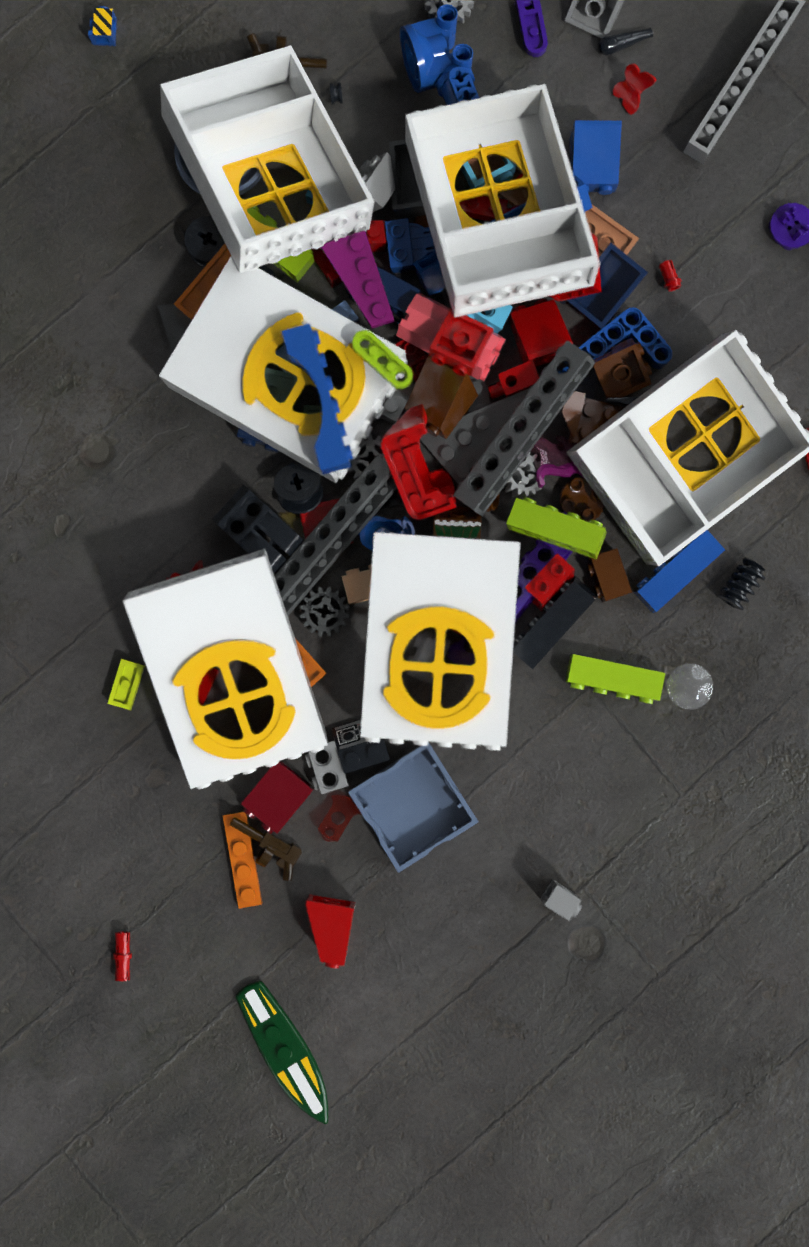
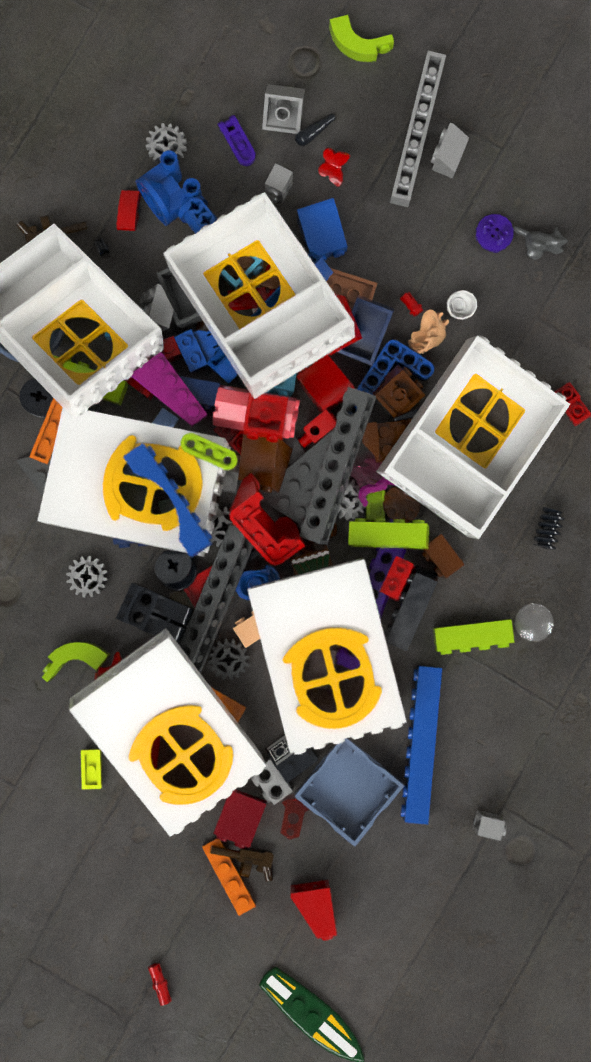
camera: 15 degrees left, 0 degrees up
(137, 543) = (84, 651): none -> lime arch
(199, 455) = (88, 568): none -> light grey gear
(379, 62) = (128, 210): none -> red slope
(514, 783) = (422, 744): none -> blue brick
(551, 491) = (375, 506): none -> lime tile
(564, 85) = (278, 183): none -> light grey brick
(678, 572) = (495, 536): blue brick -> none
(682, 314) = (430, 334): none -> light nougat helmet
(727, 294) = (461, 304): none -> white hair
(772, 113) = (449, 150): none -> light grey slope

